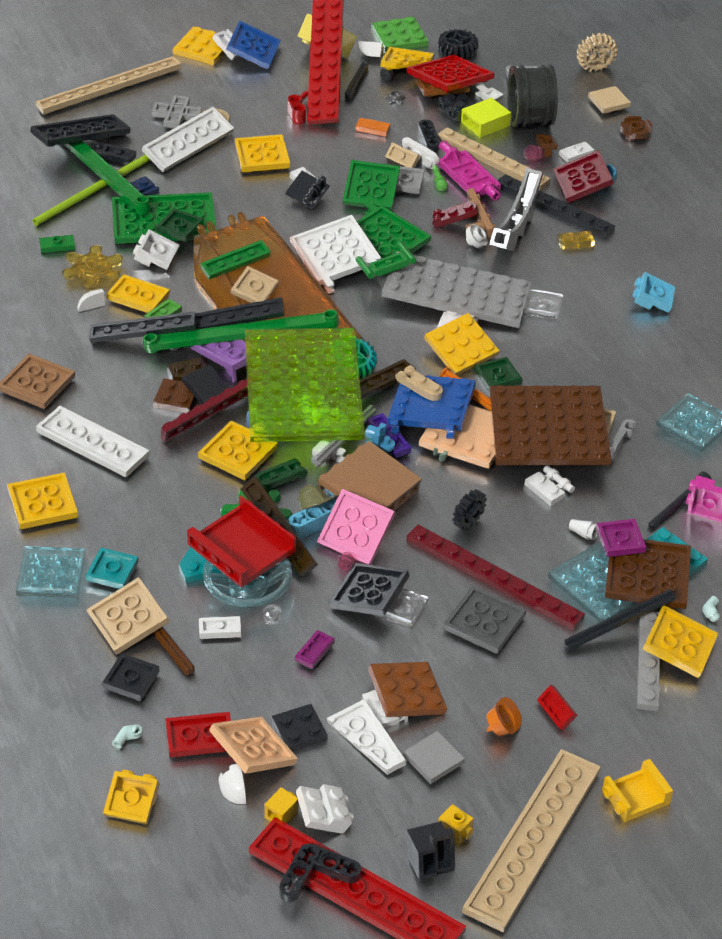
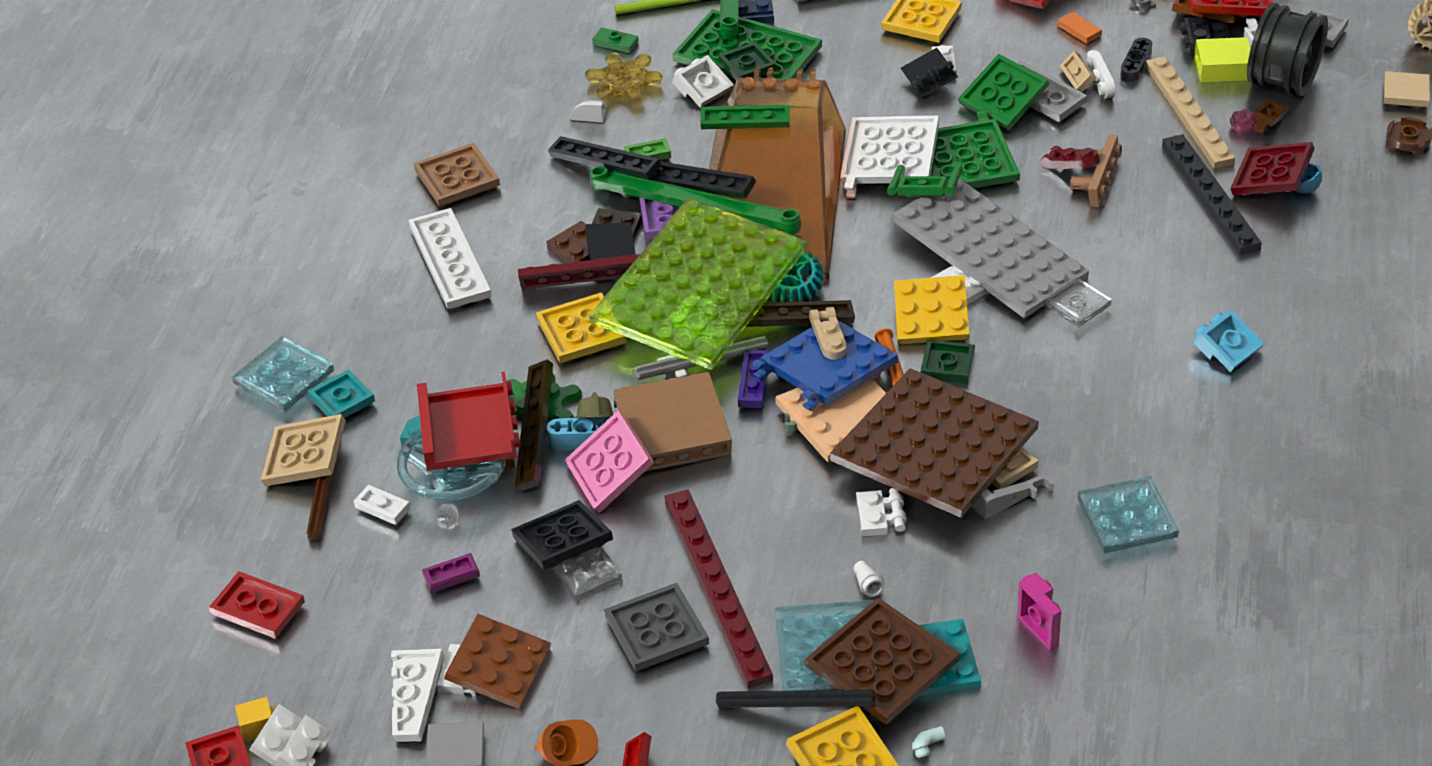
camera: 40 degrees right, 0 degrees up
(42, 500) = (344, 298): yellow plate -> none
(127, 733) = (195, 569): light aqua arm -> none
(130, 677) = (251, 514): black plate -> none
(131, 796) = (133, 633): yellow plate -> none
(137, 293) = (641, 121): yellow plate -> none
(232, 785) = (239, 672): white brick -> none
(253, 744) = (286, 639): light nougat plate -> none
(254, 286) = (744, 154): tan plate -> none
(282, 473) = (599, 372): dark green plate -> none
(299, 727) = (358, 647): black plate -> none
(346, 561) = (573, 494): clear pink plate -> none
(379, 439) = (727, 377): dark azure hips -> none
(441, 183) = (1097, 119): bright green bar -> none
(468, 172) = (1139, 117): dark pink plate -> none
(469, 509) = (748, 496): black gear -> none
(476, 236) = (1072, 193): white plate -> none
(507, 233) = (1154, 180): light grey arch -> none
(576, 151) = (1303, 135): white plate -> none
(576, 240) = (1197, 242): clear yellow plate -> none
(620, 537) = (877, 604): magenta plate -> none
(674, 505) = (1064, 587): black piece -> none

